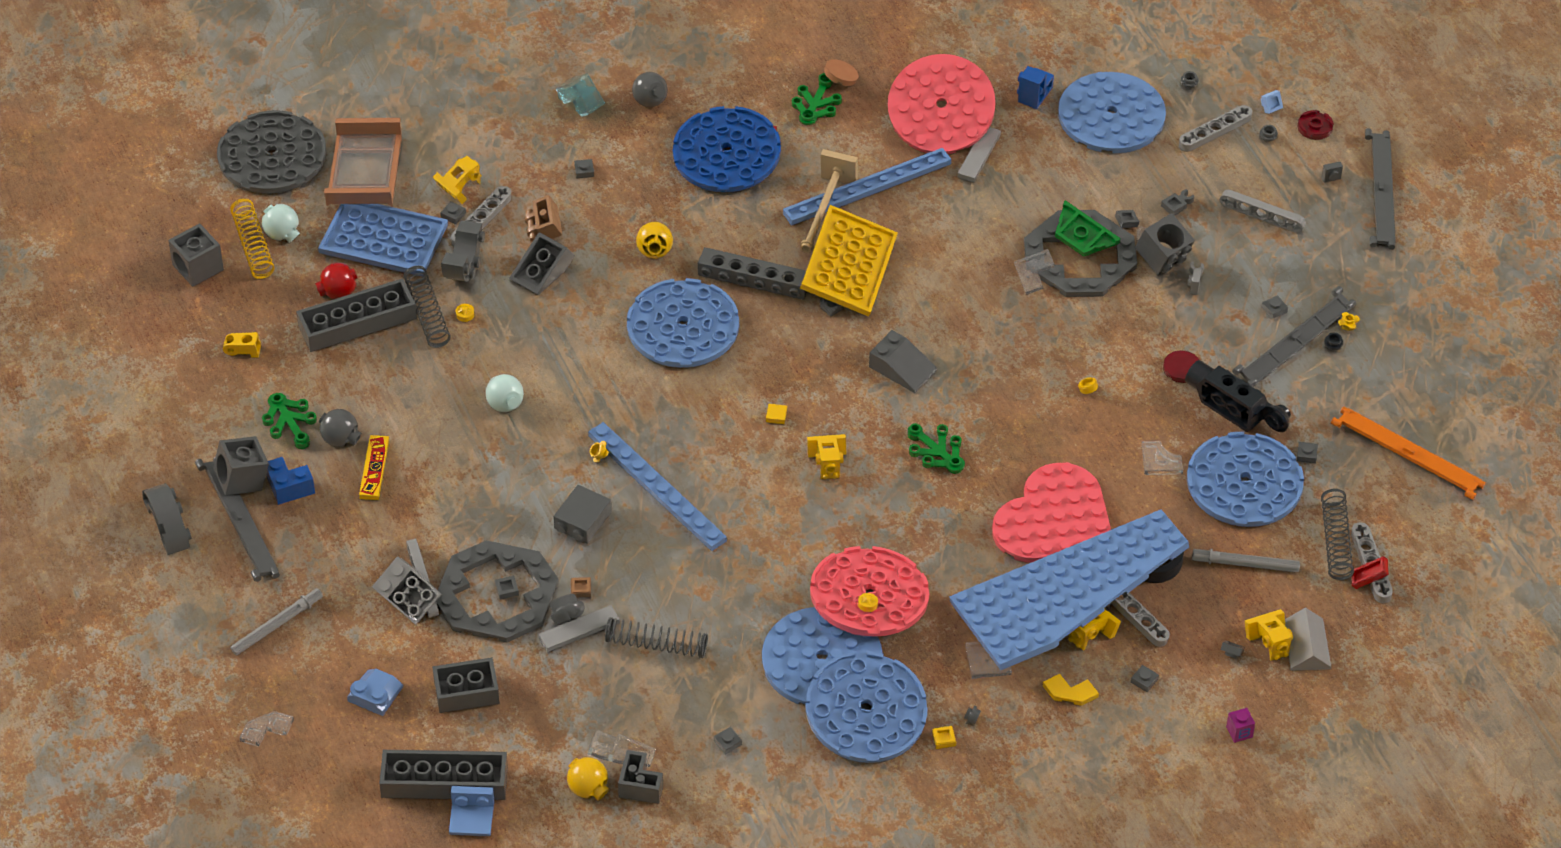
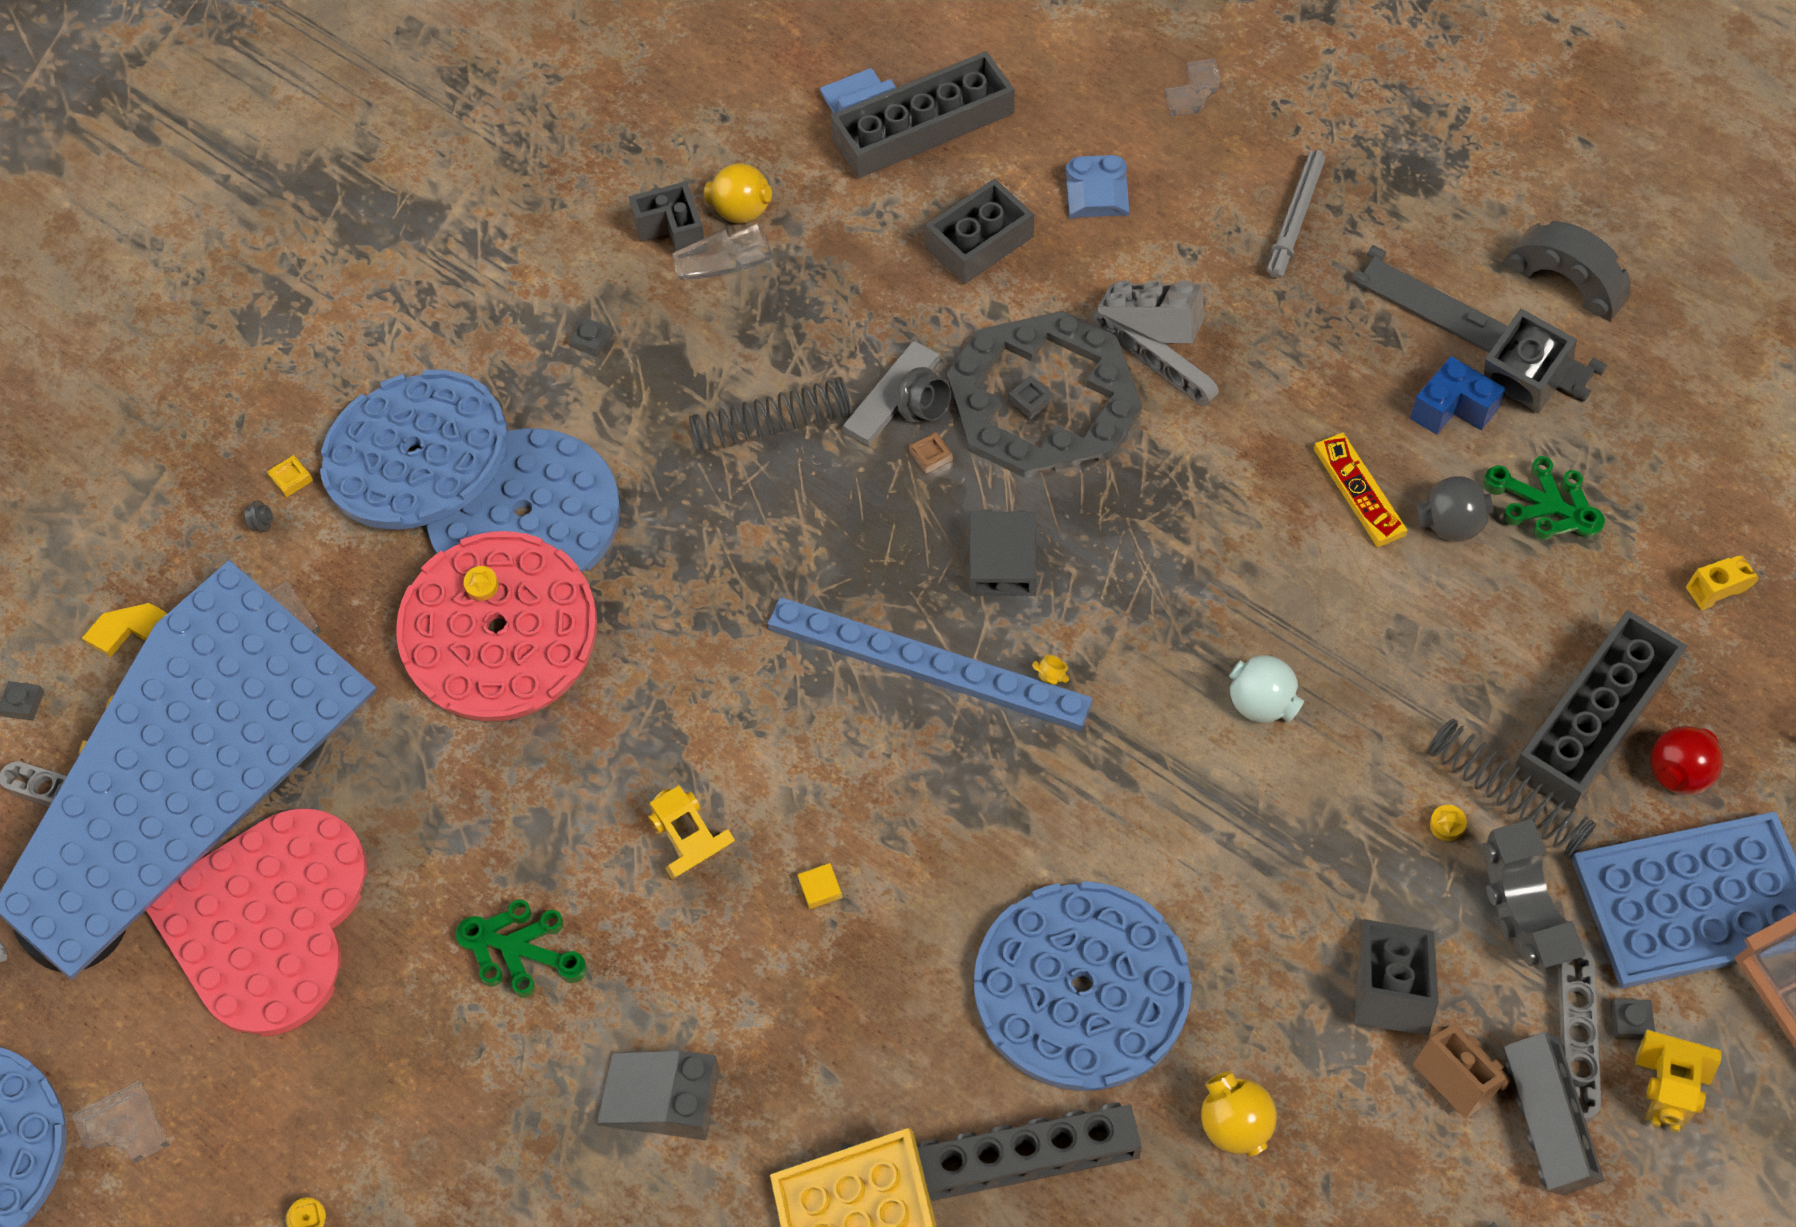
camera: 155 degrees right, 10 degrees up
(520, 190) = (1553, 1114): none -> dark grey brick

